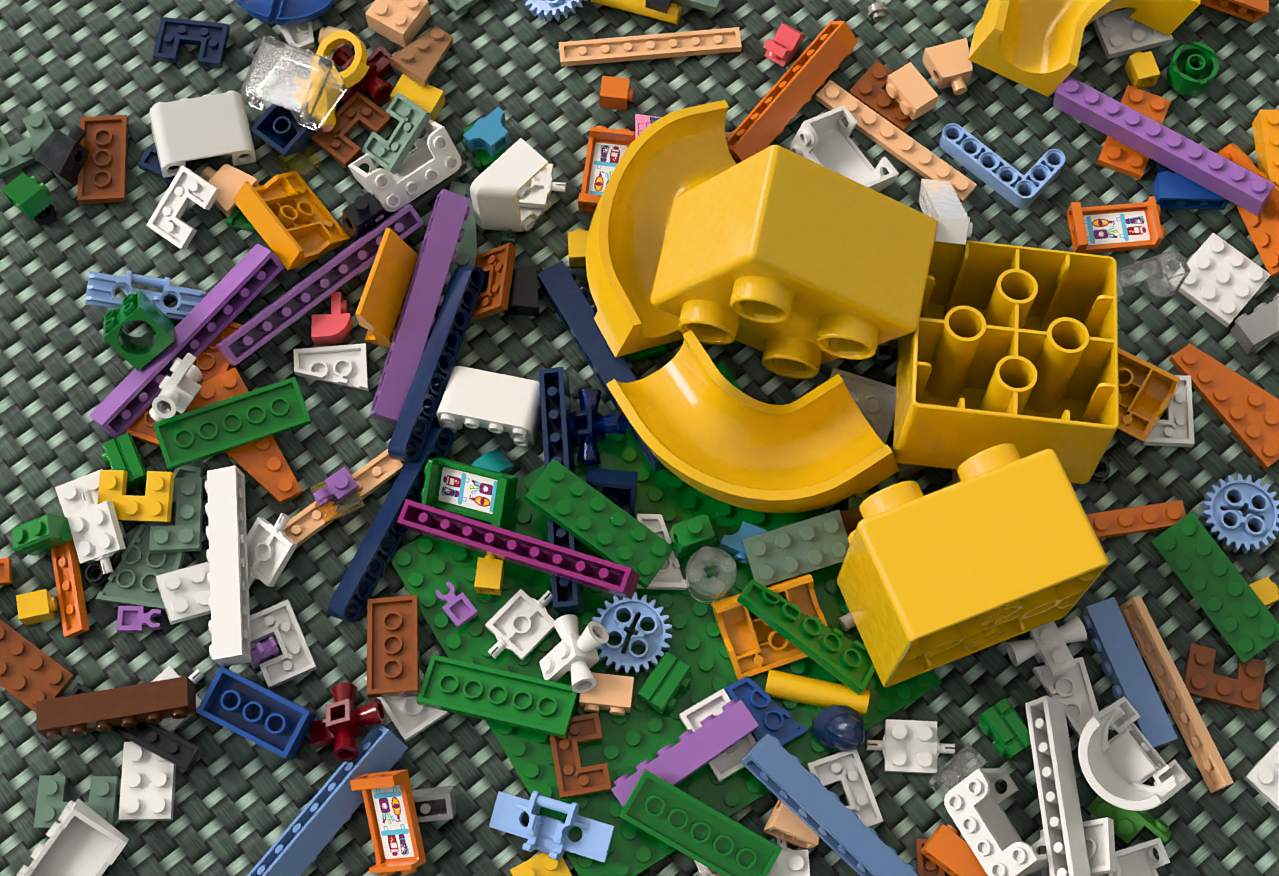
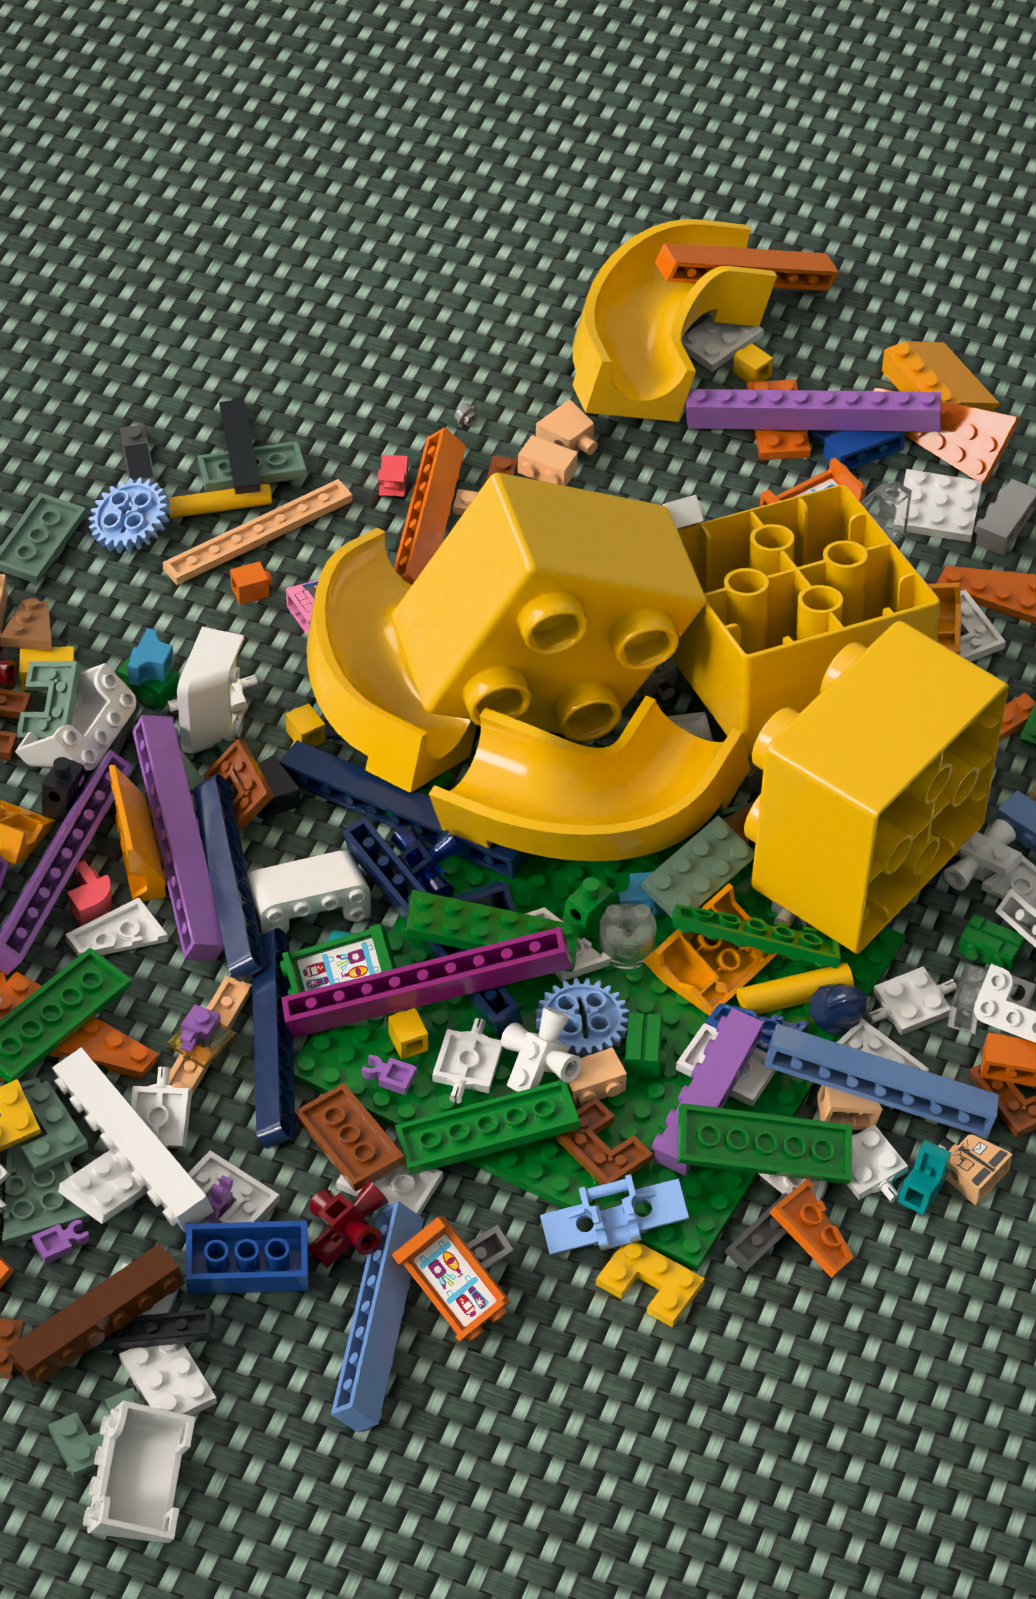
camera: 30 degrees left, 20 degrees down
(603, 154) = (281, 650): panel -> none
(1000, 168) = (712, 495): light blue beam -> none
(1192, 69) = (799, 344): green brick -> none

